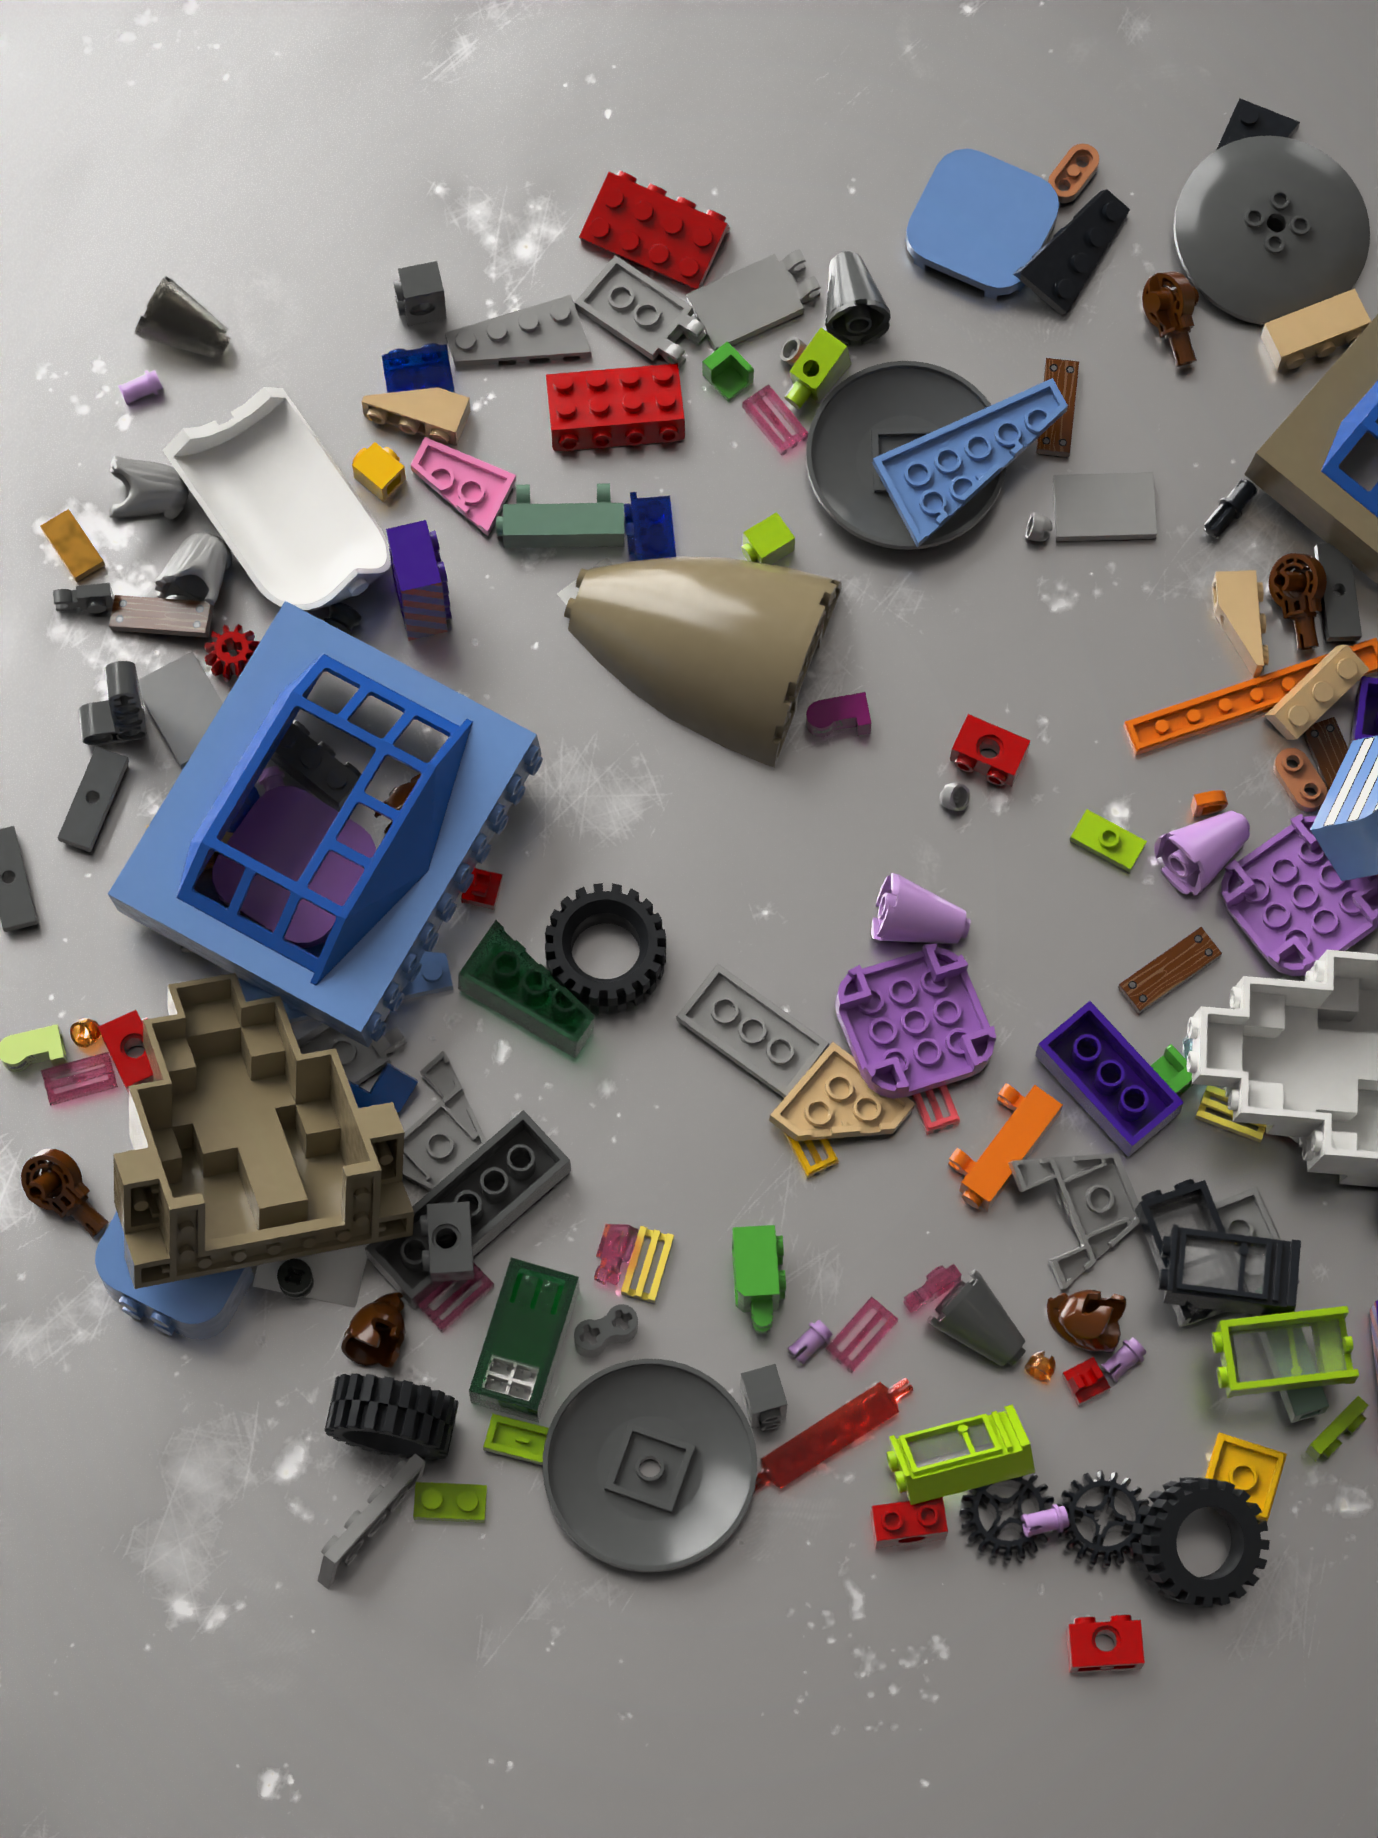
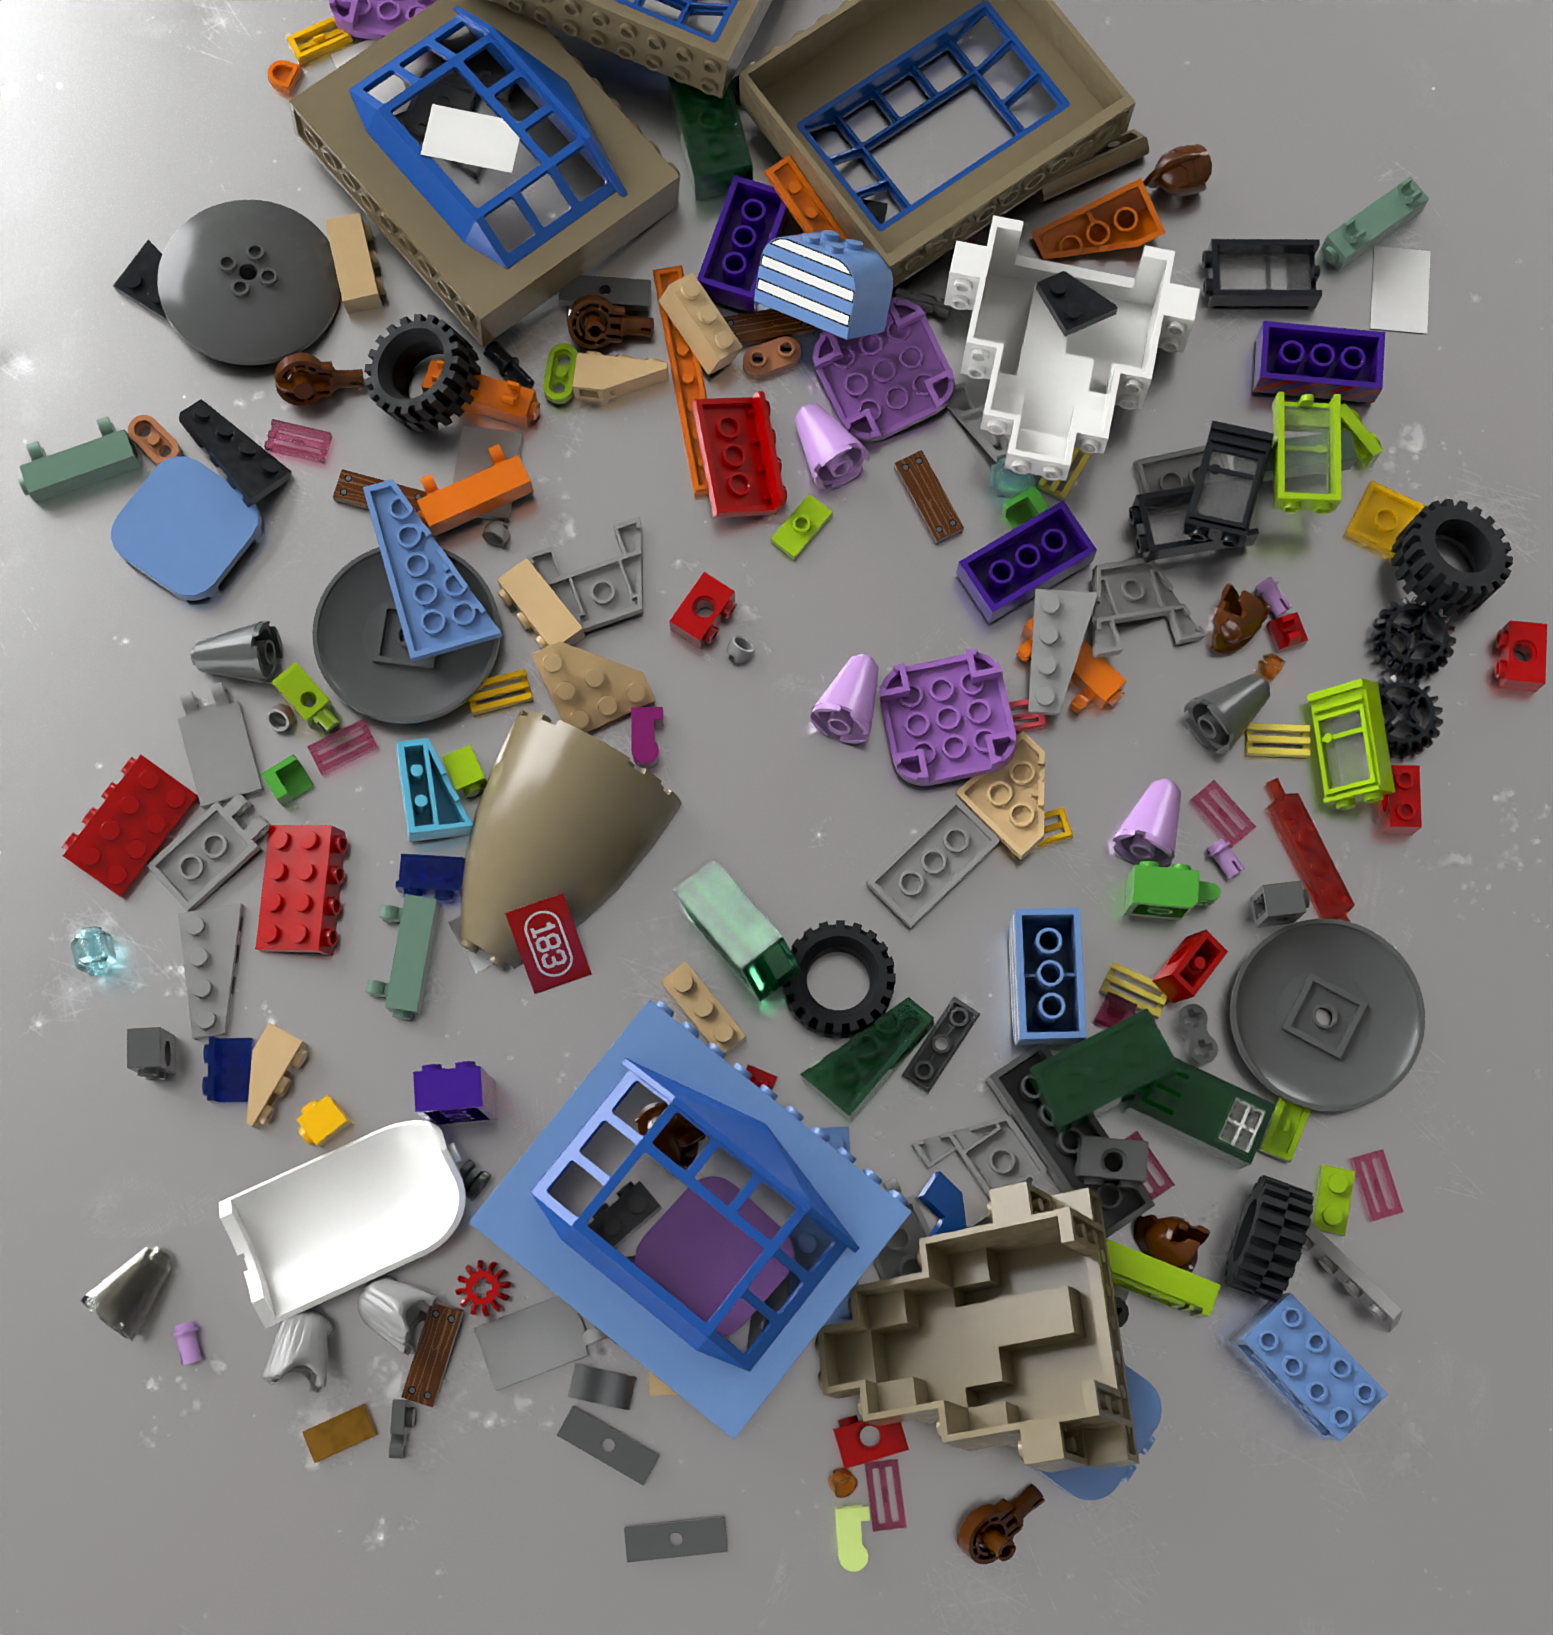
camera: 80 degrees left, 5 degrees up
(121, 715) = (531, 1411): dark grey beam -> none
(149, 781) = (602, 1386): none -> dark grey axle
(264, 1479) = (1308, 1367): none -> medium blue brick
(333, 1311) = (1161, 1281): none -> lime door
(464, 482) = (350, 1041): bright pink wing -> none
(479, 1560) = (1364, 1188): none -> clear pink tile
(517, 222) = (93, 951): none -> clear light blue head
(540, 1214) = (1103, 1071): none -> clear green piece
(550, 819) = (703, 1009): none -> tan brick
(573, 1079) = (929, 1060): none -> dark grey tile
(595, 651) = (548, 943): none -> red sticker
(635, 827) = (737, 930): none -> clear green piece
(637, 1154) = (1047, 976): none -> medium blue brick
(678, 1309) = (1190, 966): none -> red brick
(734, 505) = (428, 797): none -> medium azure wedge
(832, 1253) = (1151, 826): none -> lavender cone
(863, 592) = (503, 703): none -> yellow tile
(882, 648) = (590, 687): none -> tan plate
(939, 1281) = (1187, 738): clear pink plate -> none
(953, 1355) = (1304, 740): none -> light yellow tile
(960, 585) = (538, 606): none -> tan brick
(993, 645) = (603, 590): none -> light grey wing
(1023, 1117) = (1056, 642): none -> light grey wing
(1030, 106) = (78, 466): none -> sand green brick
(1045, 1521) = (1420, 681): lavender pin -> none
(1072, 495) = (475, 494): none -> orange brick
(1104, 289) = (274, 435): none -> clear pink tile
(1173, 758) = (739, 456): none -> red bracket
(1191, 484) = (494, 398): none -> orange brick
(1200, 389) = (399, 356): none -> black tyre
(1208, 802) = (783, 435): orange tile -> none
(1233, 558) = (560, 375): none -> lime plate

